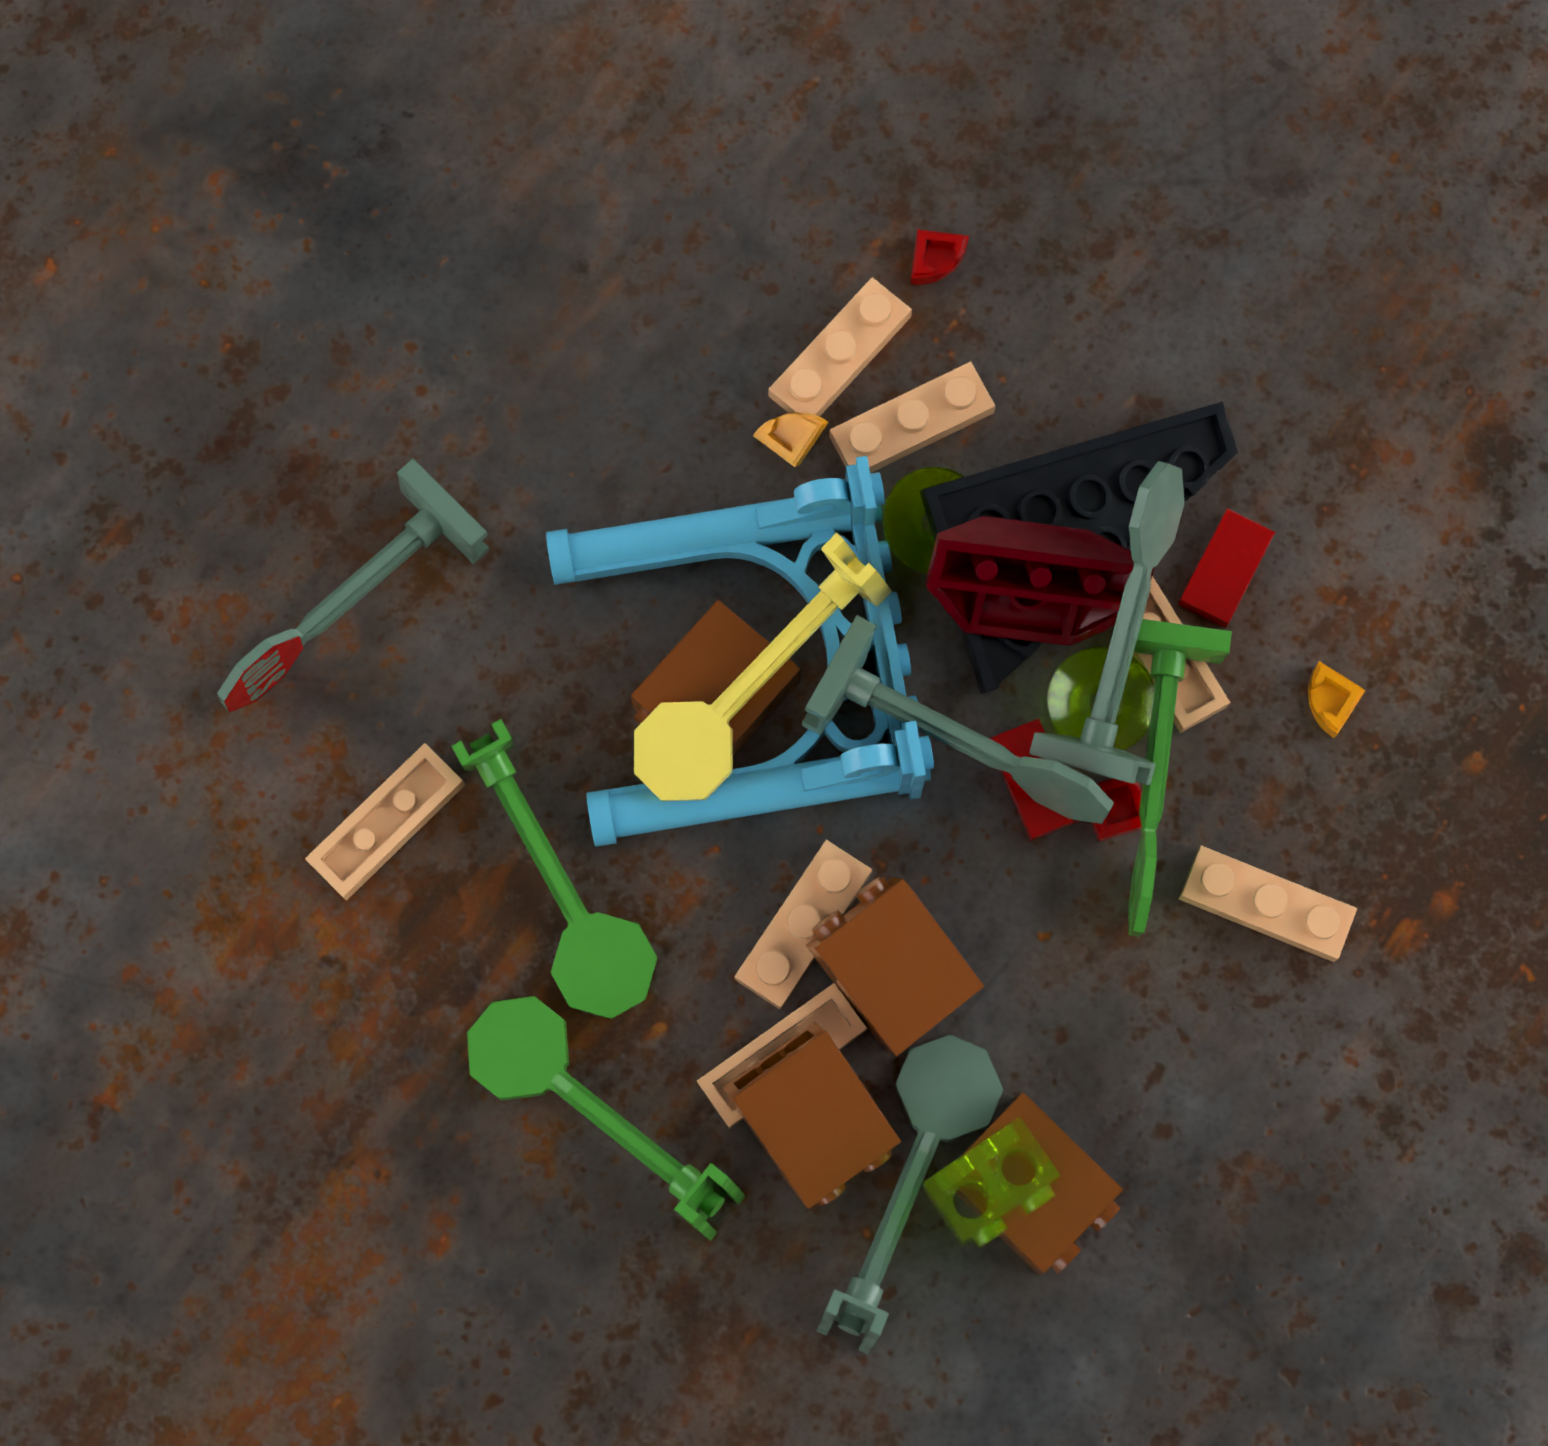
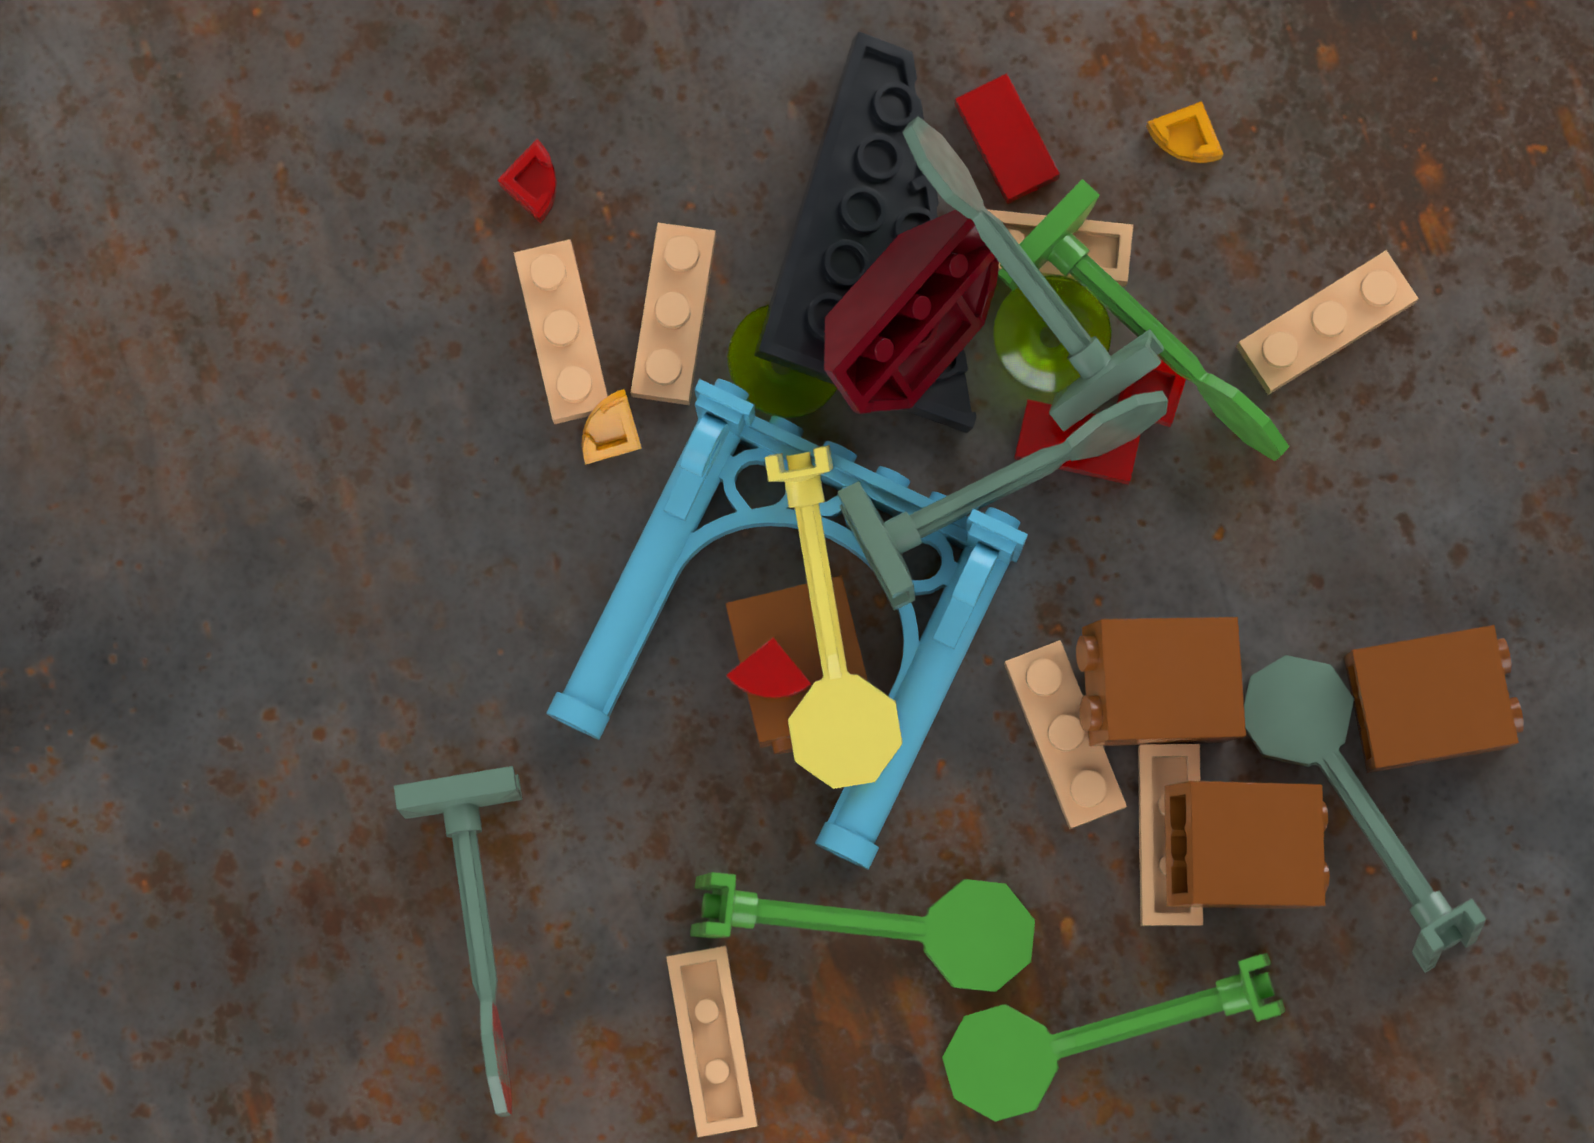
camera: 50 degrees left, 5 degrees up
(686, 665) = (769, 673): none -> red tile
(983, 1171) = (1401, 730): clear neon green brick -> none

